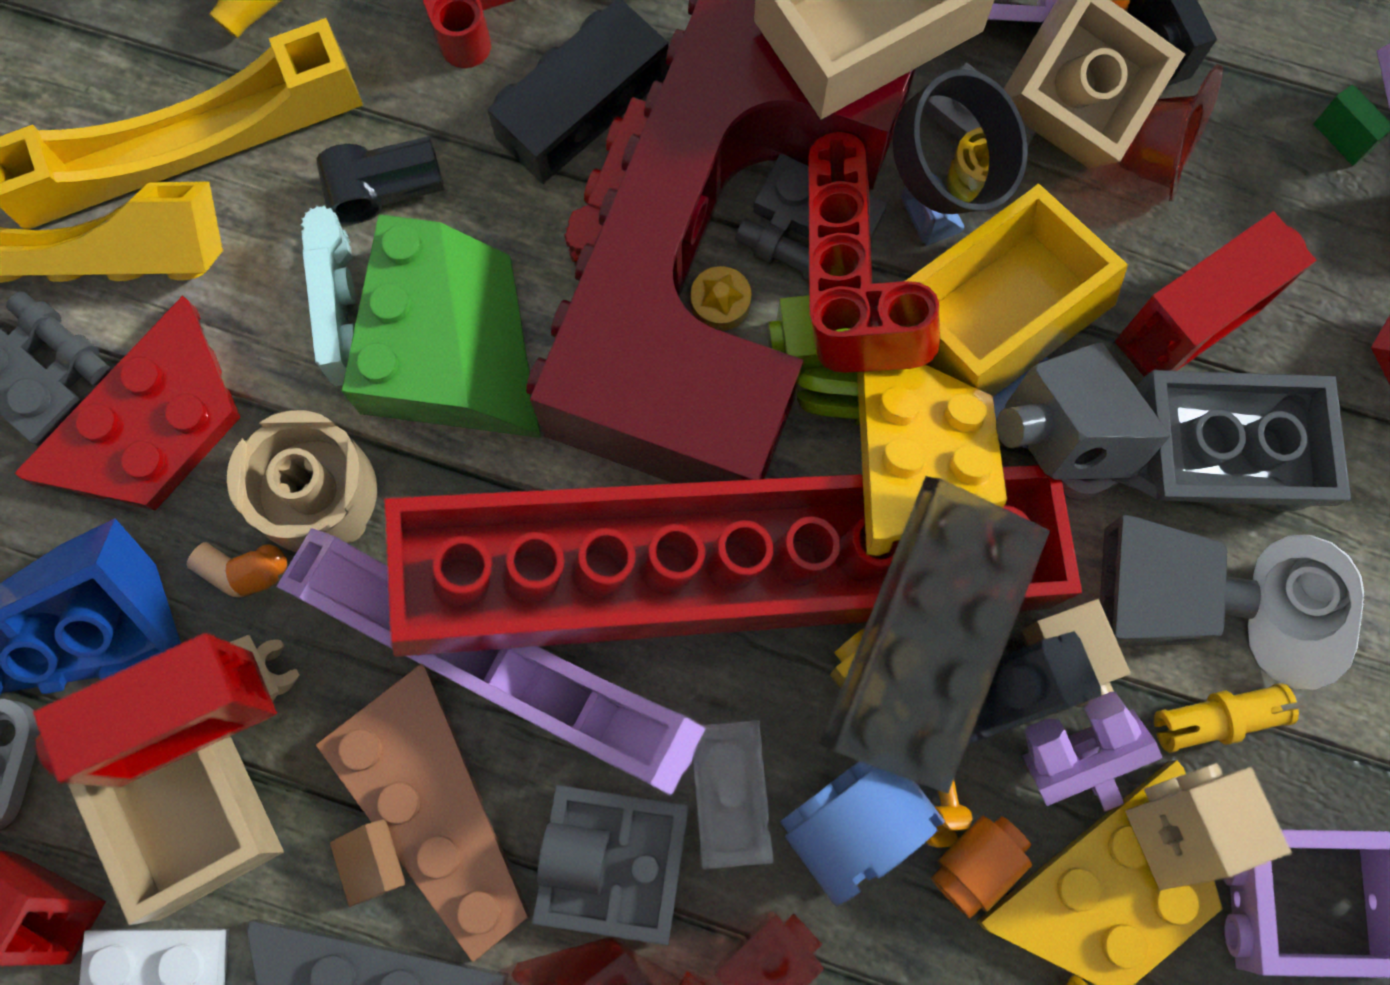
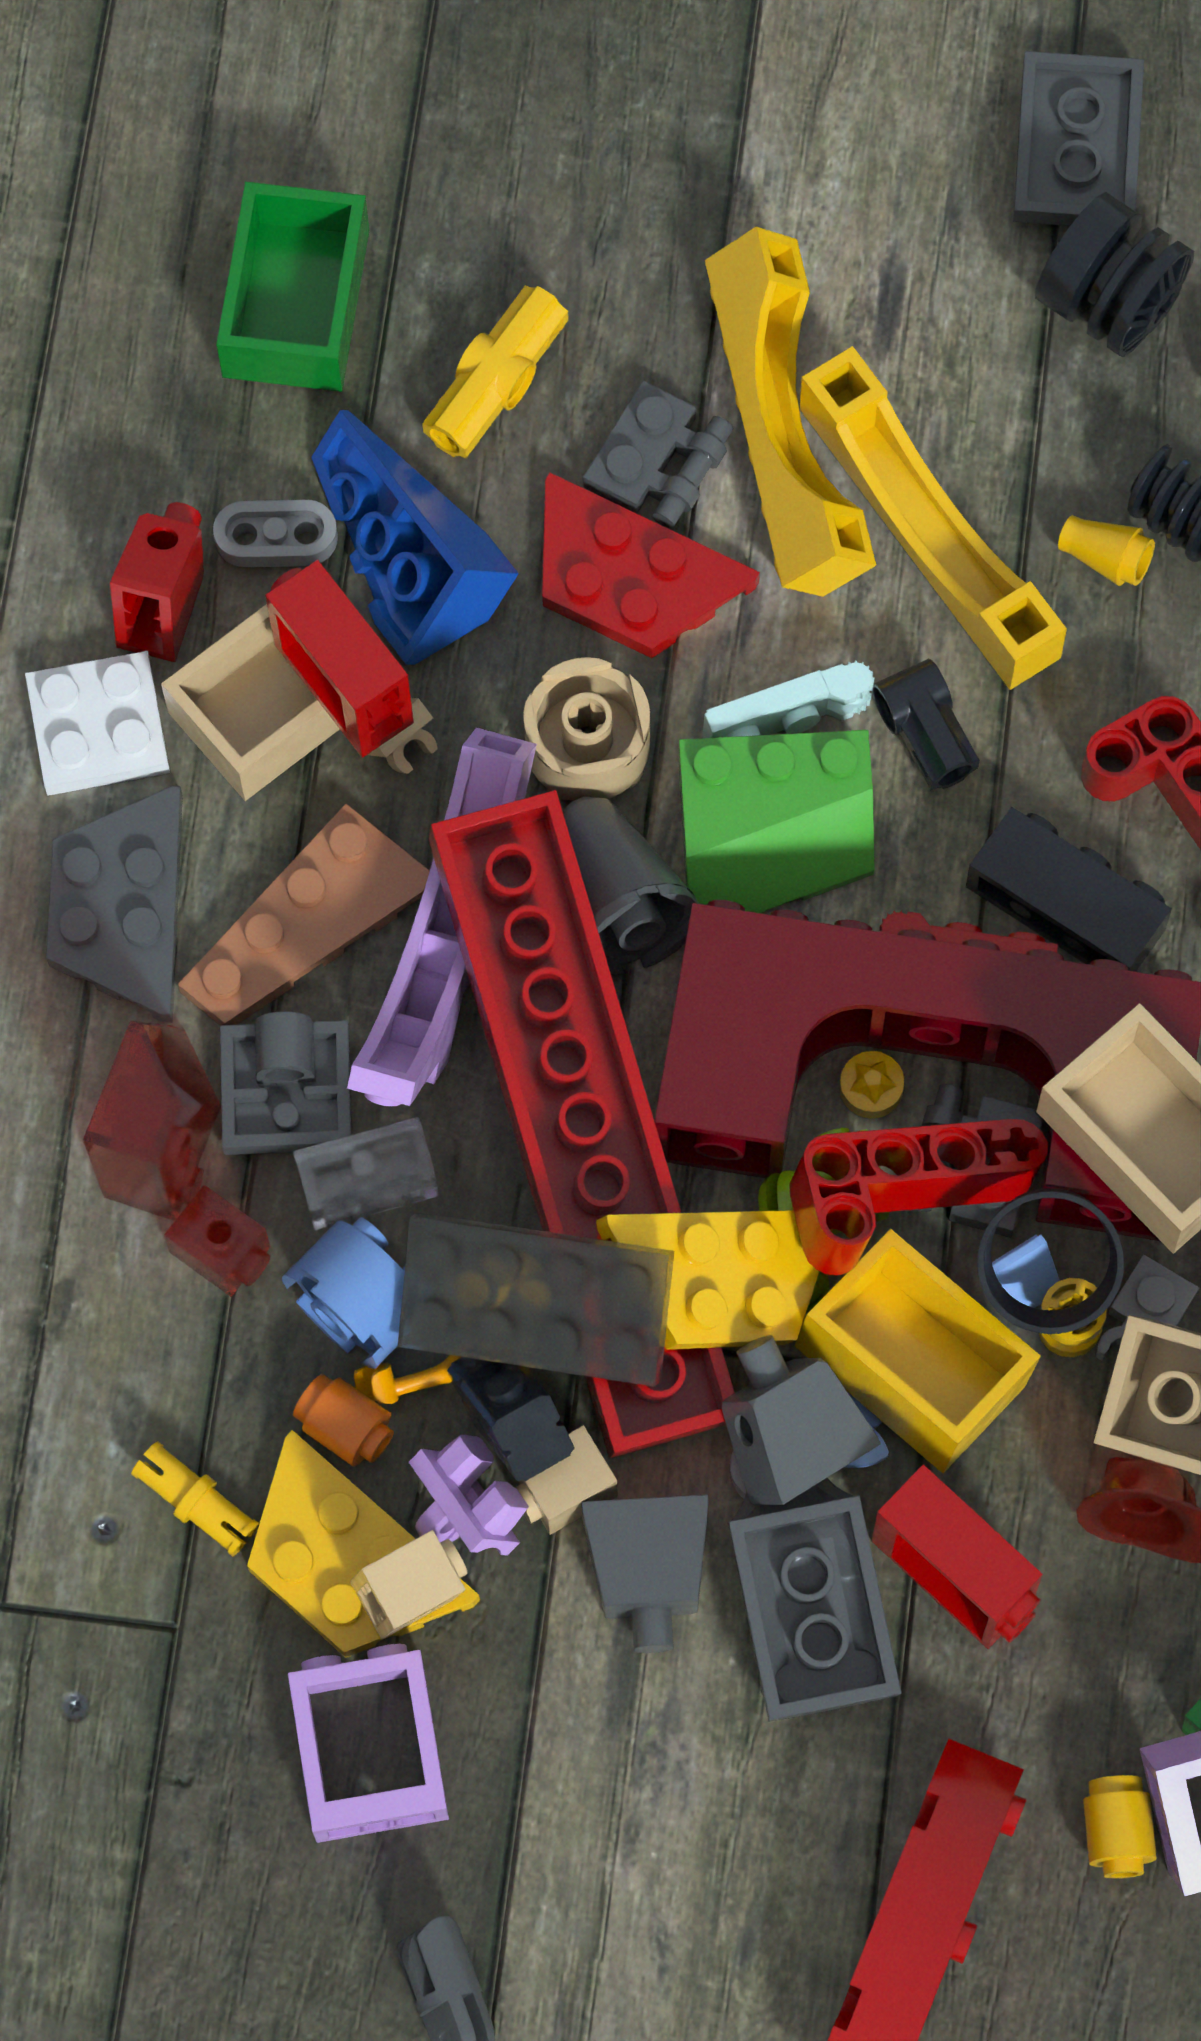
camera: 80 degrees right, 5 degrees down
(241, 574) = (493, 699): orange arm -> none
(367, 862) = (248, 873): medium nougat tile -> none
(487, 458) = (632, 891): none -> dark grey cone
(1225, 717) = (530, 1638): yellow pin -> none
(1306, 612) = (658, 1697): white piece -> none

